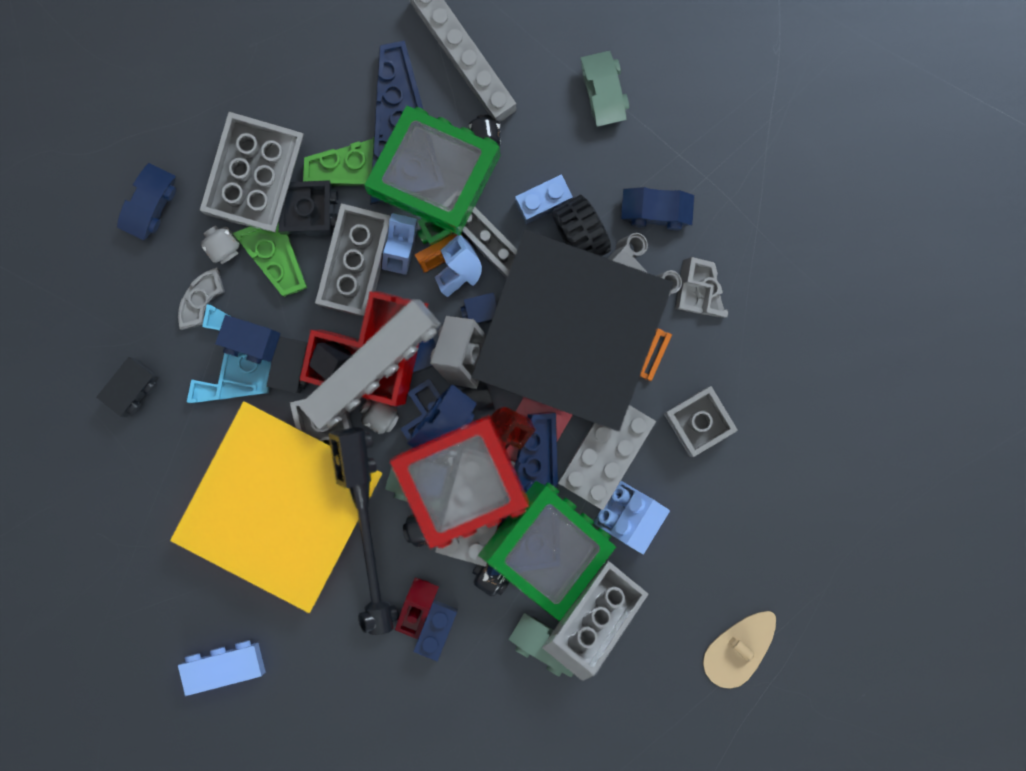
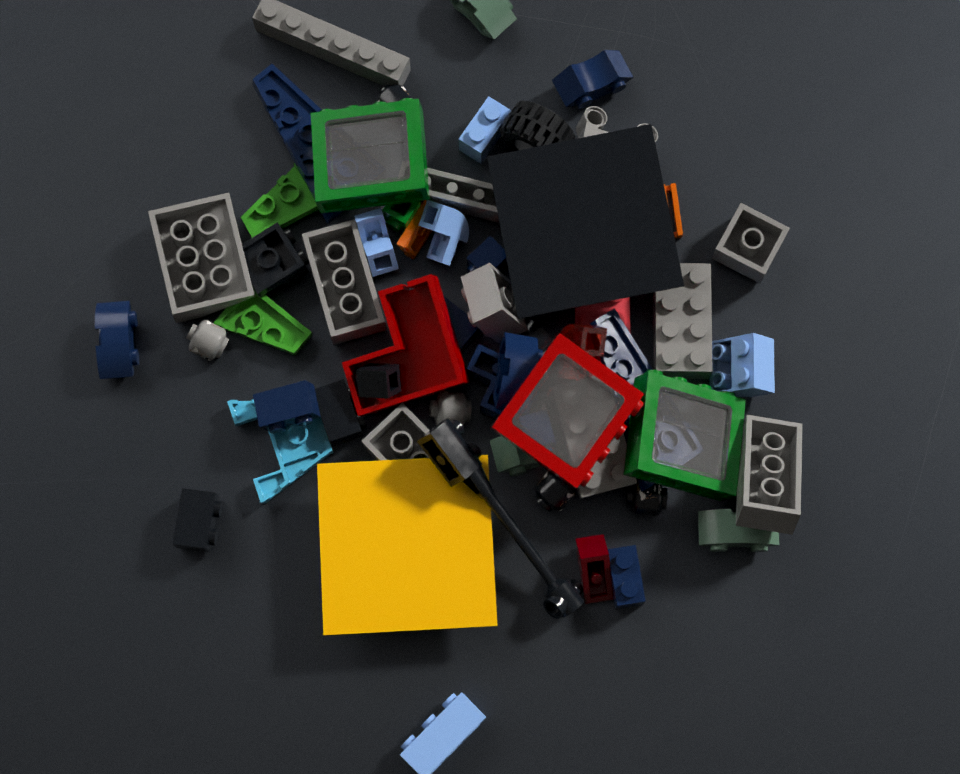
camera: 25 degrees left, 10 degrees down
(199, 294) = (213, 403): light grey tile -> none
(370, 364) = (419, 355): light grey brick -> none
(700, 289) = (676, 129): light grey slope -> none
(739, 650) = (917, 432): tan shield -> none

